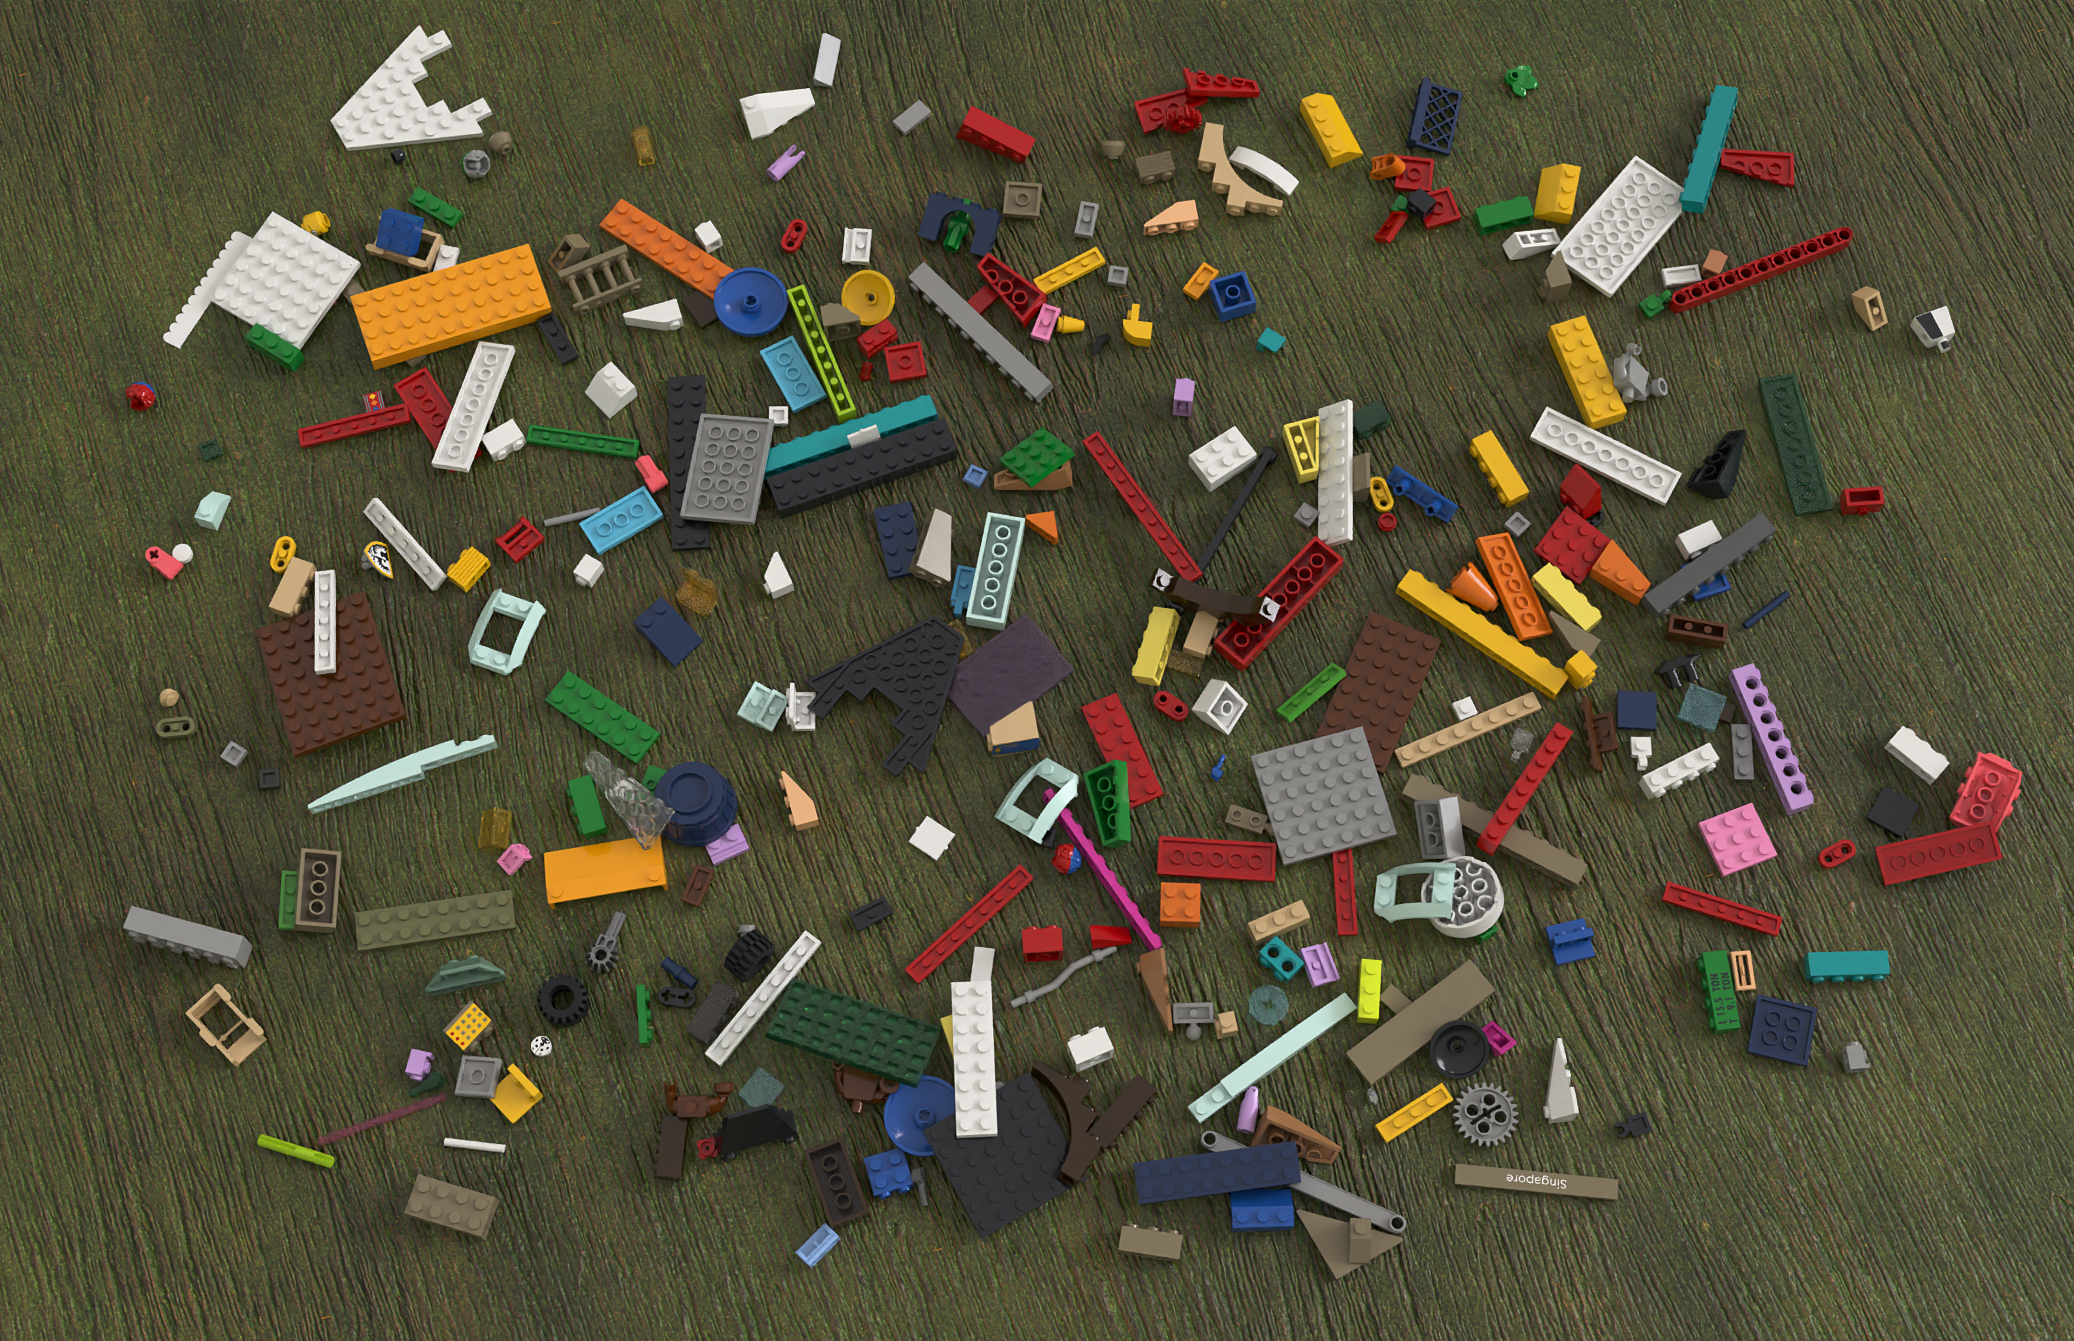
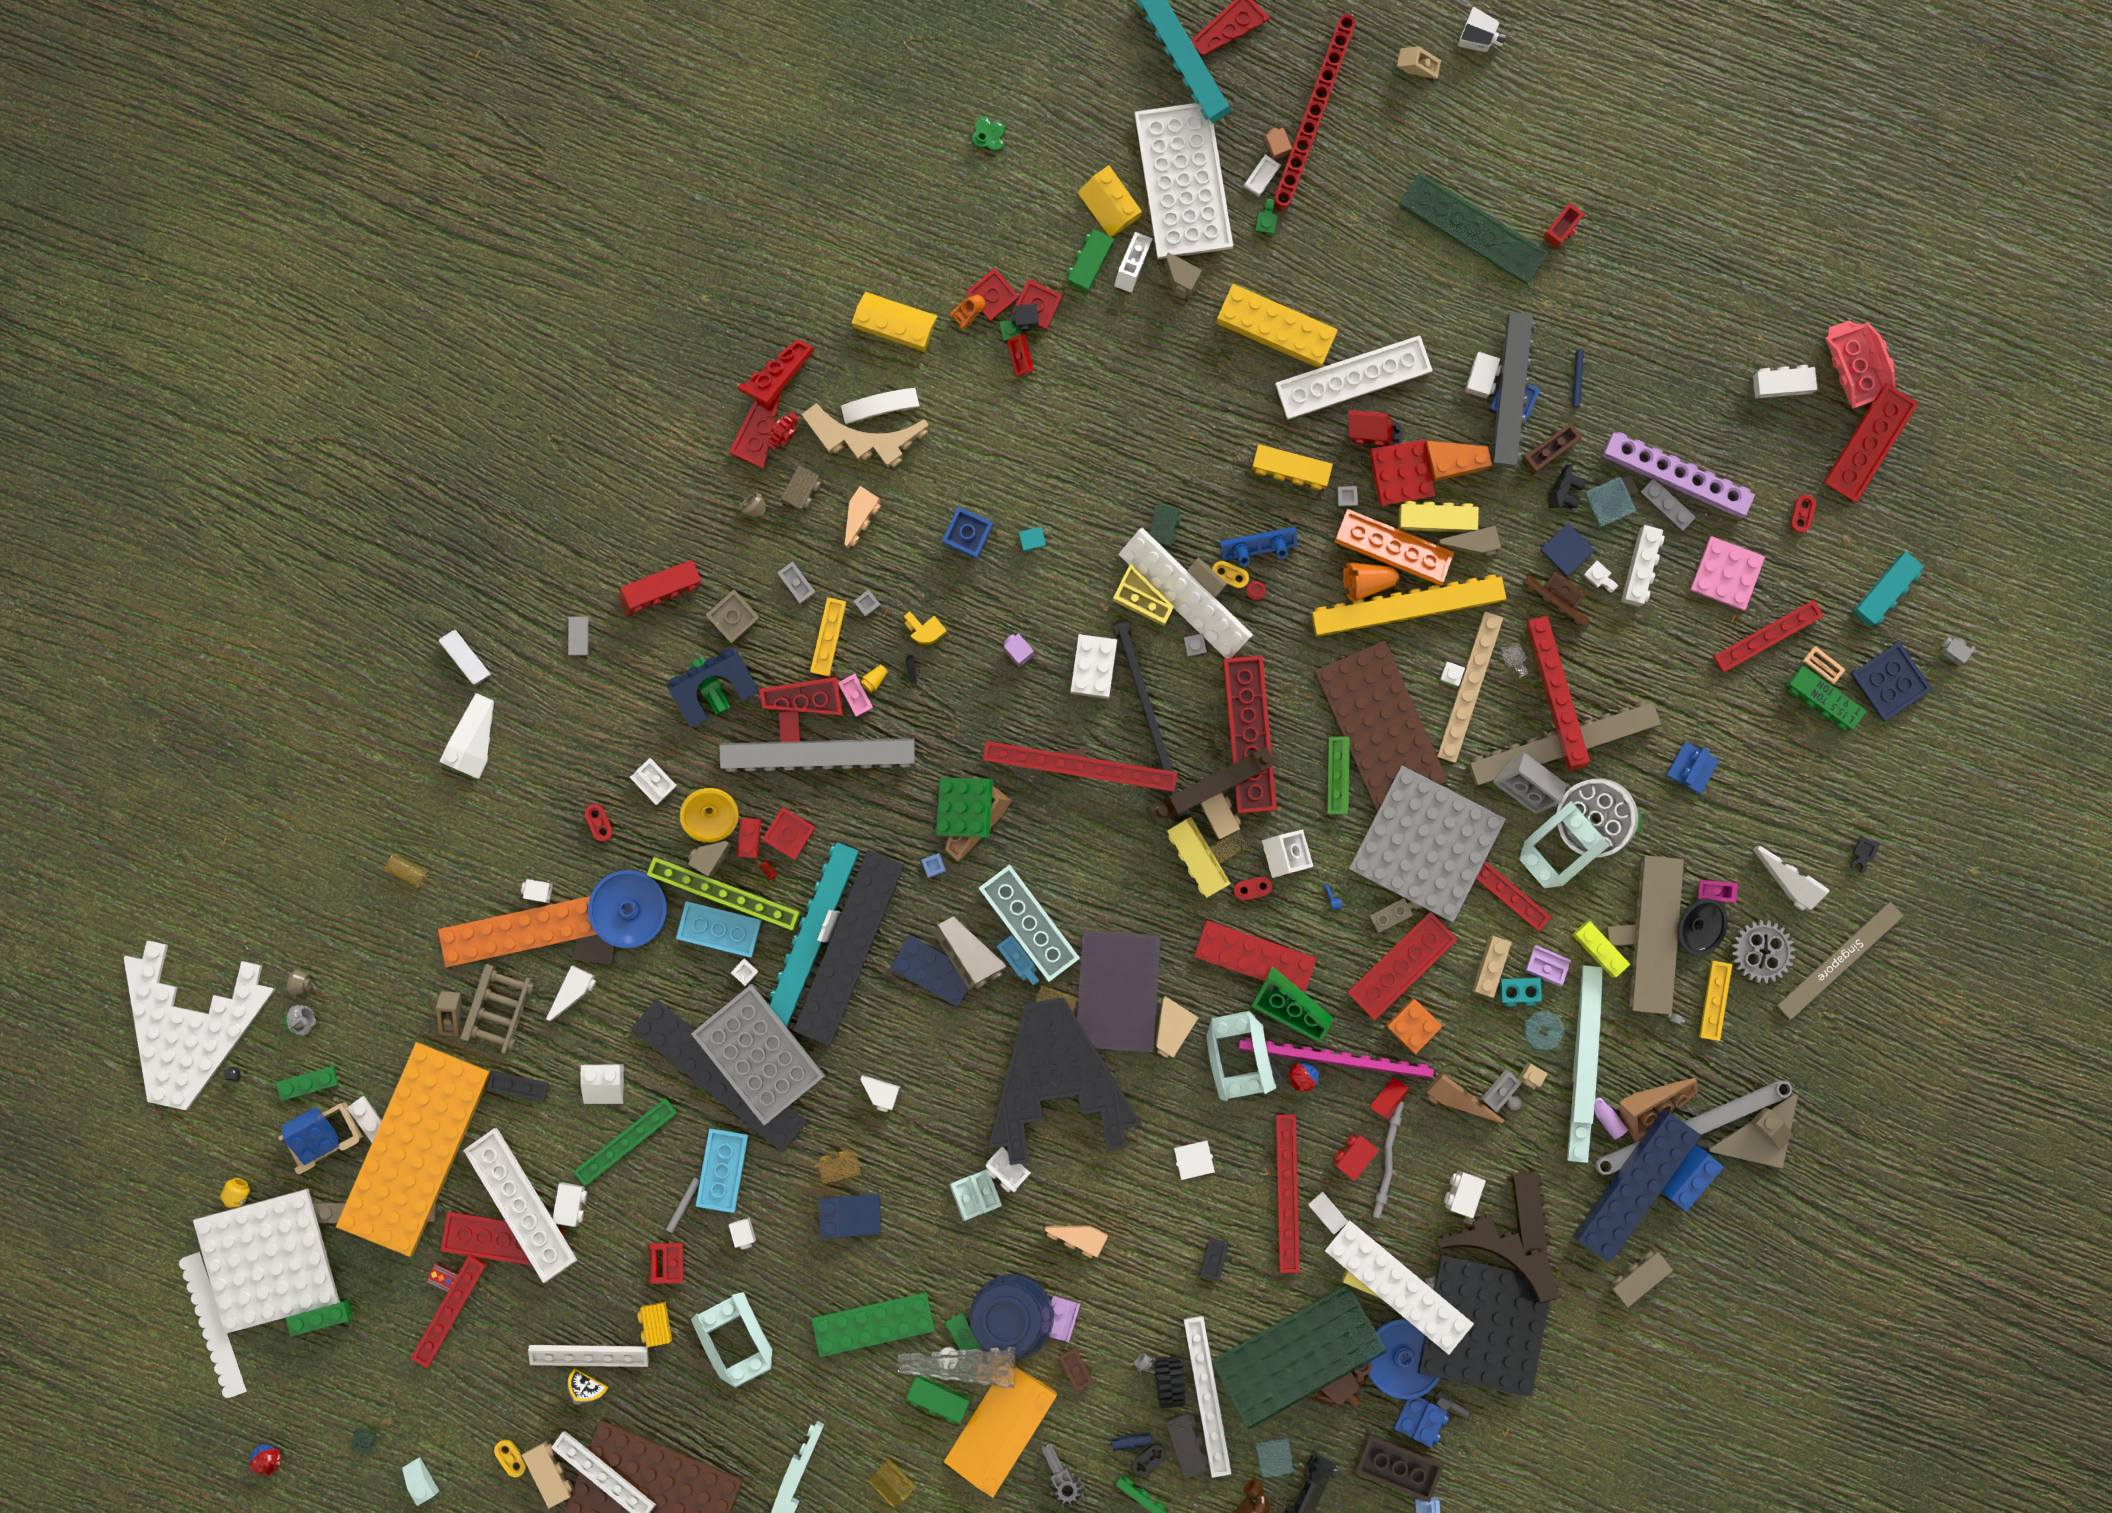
camera: 50 degrees left, 15 degrees up
(514, 858) = (929, 1488): bright pink bracket -> none
(652, 476) = (709, 1114): coral piece -> none
(784, 164) = (527, 774): lavender piece -> none
(1043, 524) = (1024, 850): orange slope -> none
(1200, 281) = (930, 544): light orange plate -> none
(1421, 110) = (943, 237): dark blue fence -> none
(1580, 670) = (1504, 563): yellow brick -> none
(1632, 378) = (1314, 298): light grey torso -> none
(1720, 469) = (1443, 307): black wedge -> none
(1892, 812) = (1808, 441): black tile -> none

